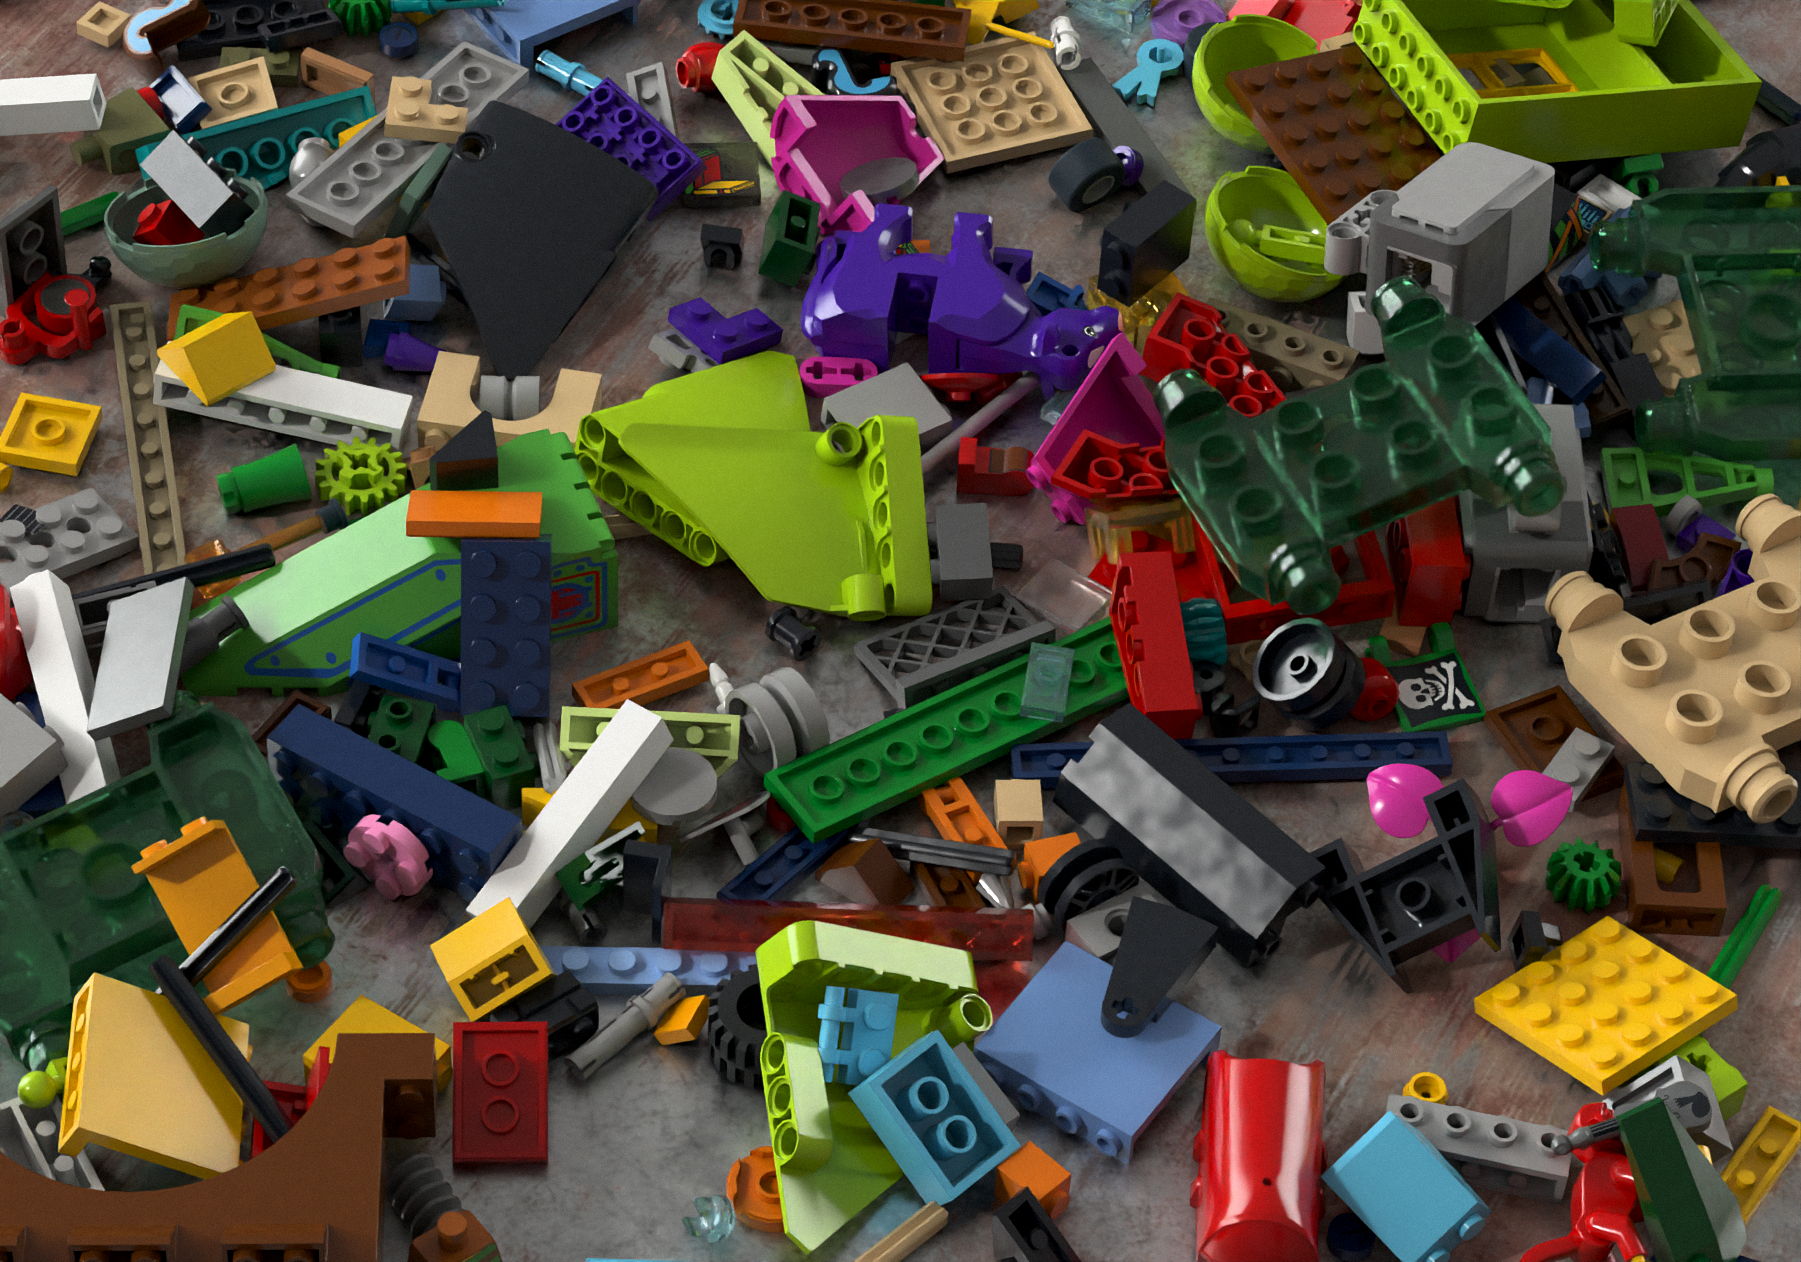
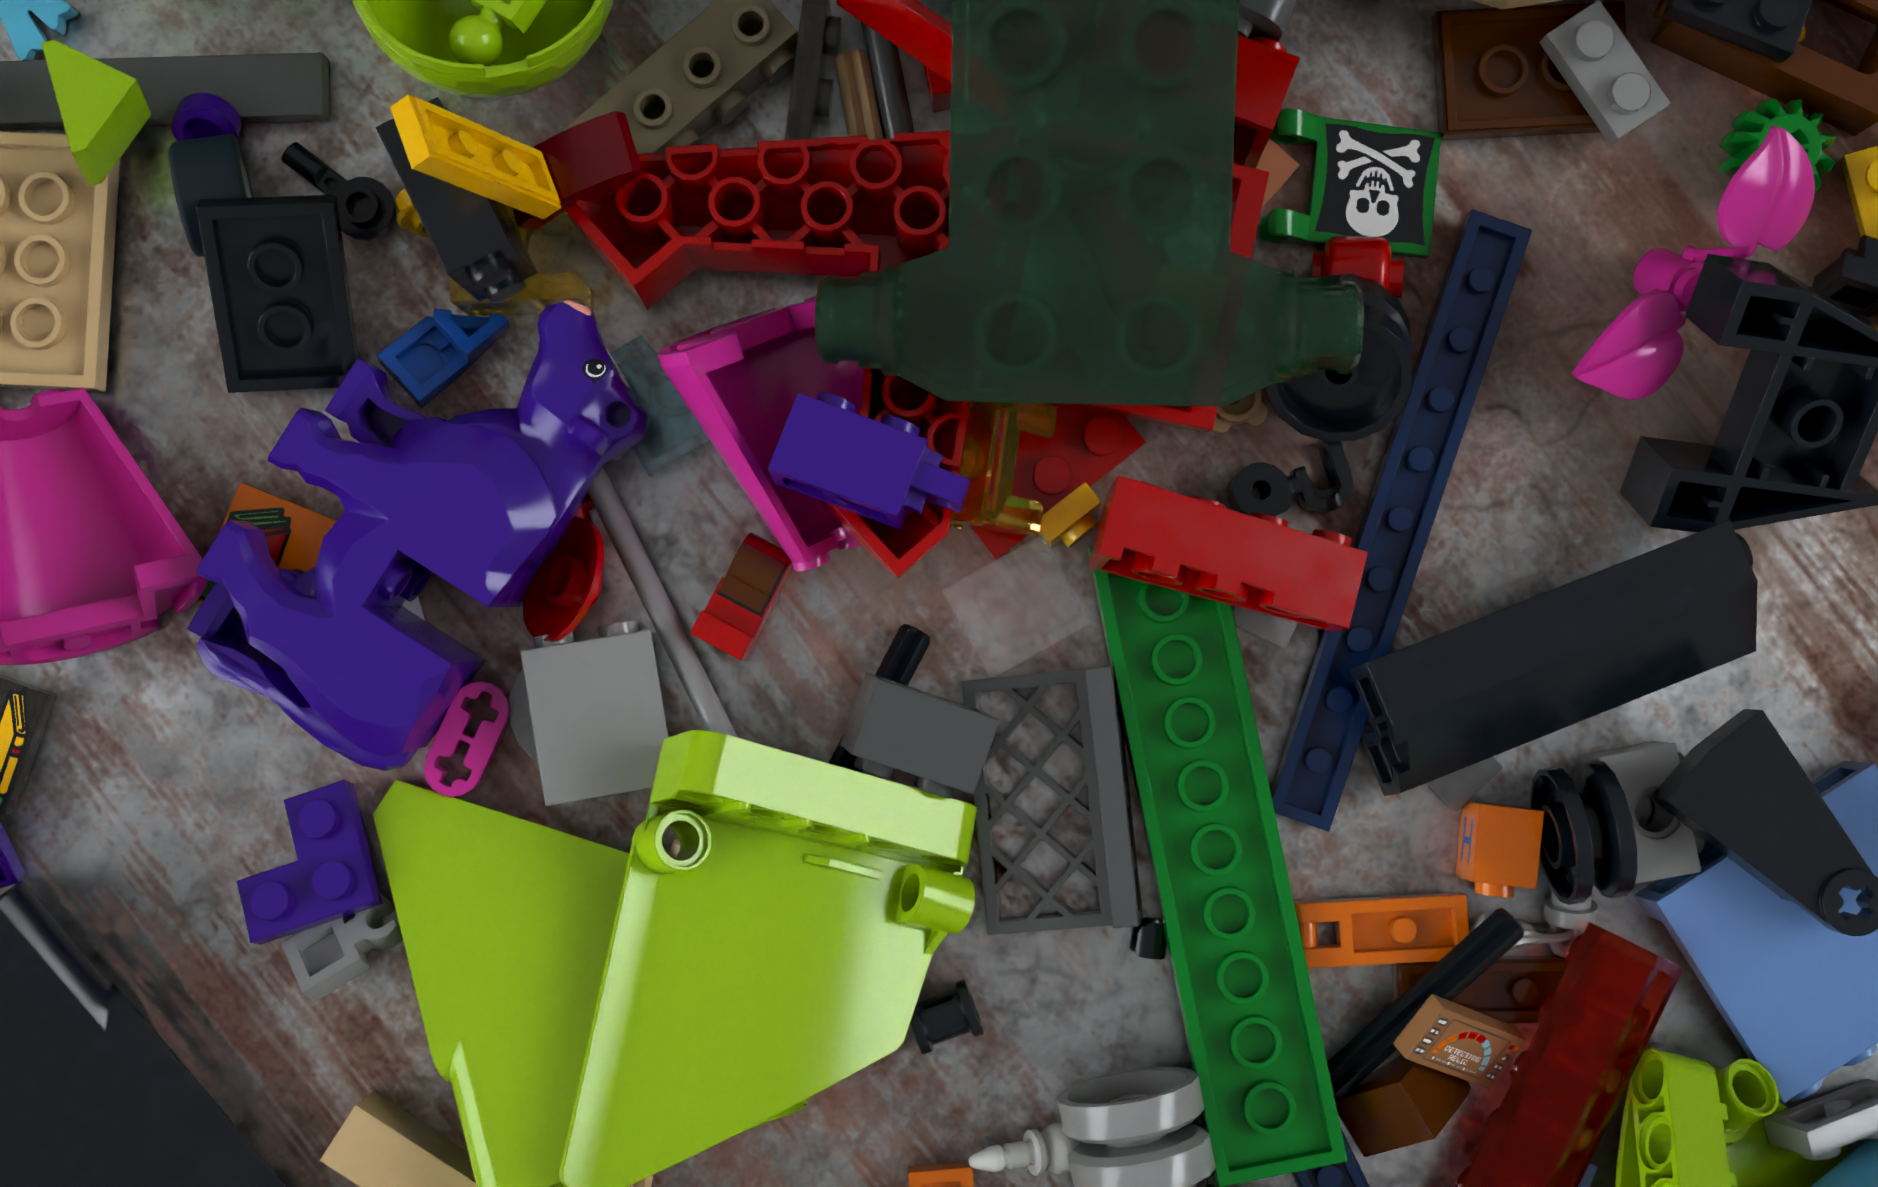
camera: 65 degrees left, 40 degrees up
(721, 240) = (127, 795): black tile -> none
(790, 239) = (173, 701): dark green brick -> none
(882, 179) = (110, 517): flat silver tile -> none
(919, 867) = (1459, 1041): none -> medium nougat tile
(1018, 812) = (1386, 851): tan brick -> none
(1047, 682) = (1199, 720): clear light blue plate -> none
(1052, 208) = (279, 291): none -> black plate
(1101, 111) = (97, 106): none -> lime slope
(1106, 433) = (861, 462): none -> dark purple hinge
(1173, 220) = (474, 157): none -> yellow tile
(1197, 290) = (587, 163): none -> dark red slope
(1204, 630) = (1187, 461): teal gear -> none

